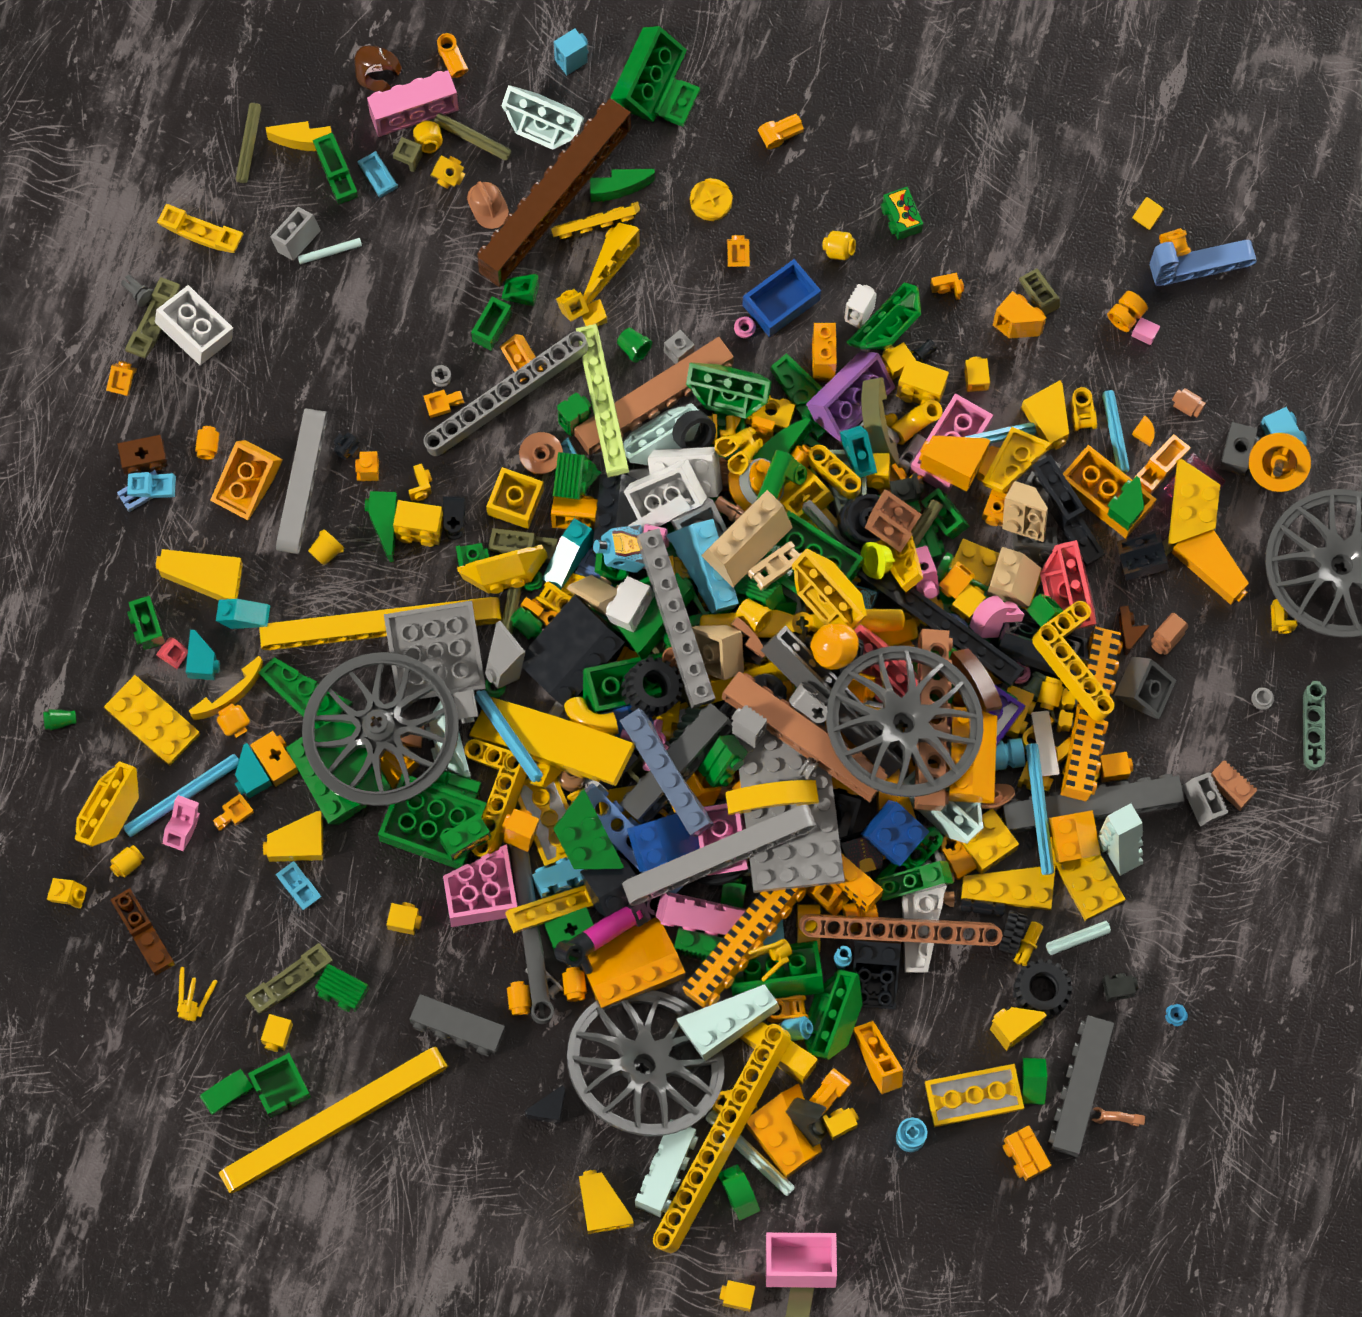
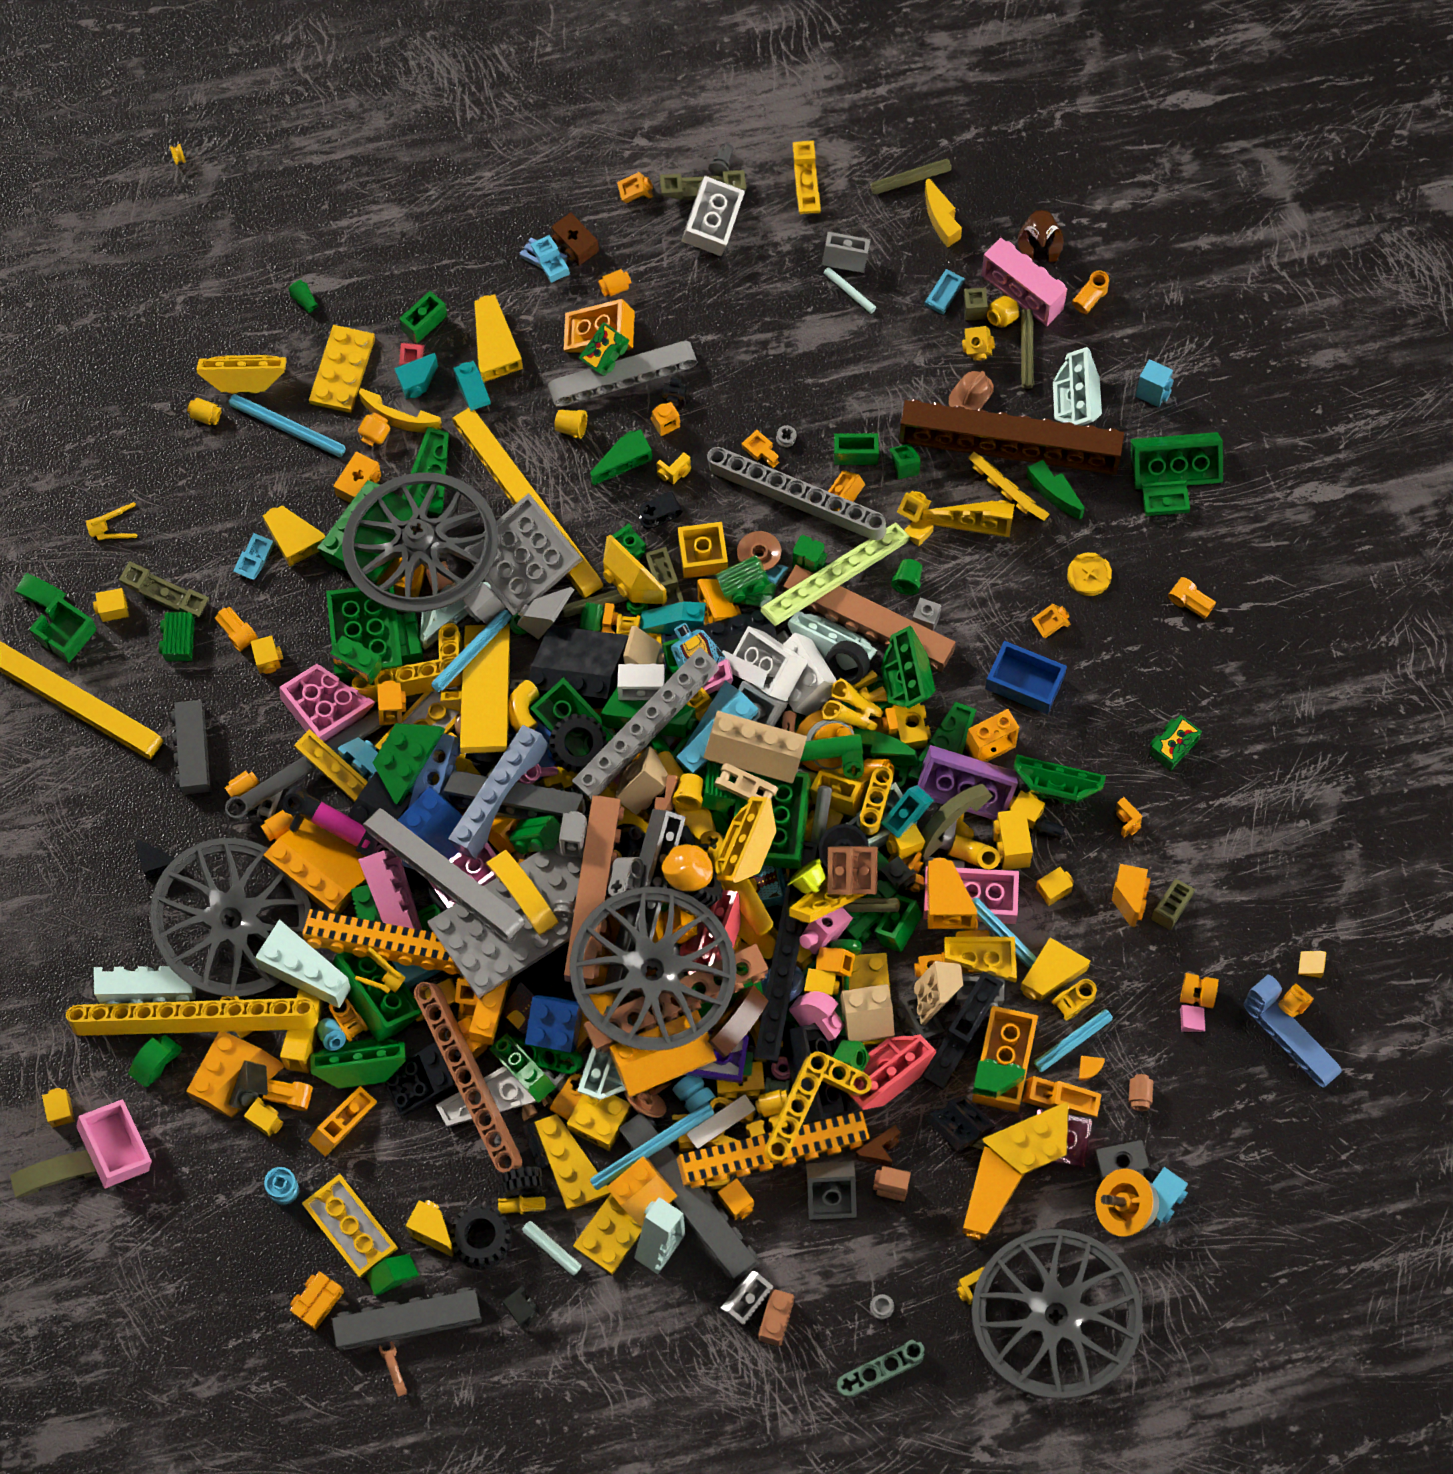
camera: 65 degrees right, 5 degrees down
(67, 892) = (153, 381): yellow bracket -> none
(142, 932) = (148, 456): reddish brown slope -> none
(182, 823) = (258, 437): bright pink brick -> none
(235, 811) = (292, 473): light orange plate -> none
(250, 774) = (331, 465): teal slope -> none
(280, 480) = (604, 349): none -> green brick
(335, 168) = (925, 253): green slope -> none
(369, 933) = (238, 632): none -> light orange piece
(418, 523) = (631, 481): yellow brick -> none
(558, 928) = (321, 786): green brick -> none
(602, 1205) = (87, 948): yellow slope -> none
(744, 321) = (978, 657): bright pink plate -> none
(758, 1160) = (195, 1060): light aqua axle -> none
(839, 245) = (1109, 703): yellow head -> none
(843, 957) = (417, 1040): medium azure pin -> none
(860, 305) = (1059, 747): white brick -> none
(1180, 1010) = (522, 1369): dark azure plate -> none

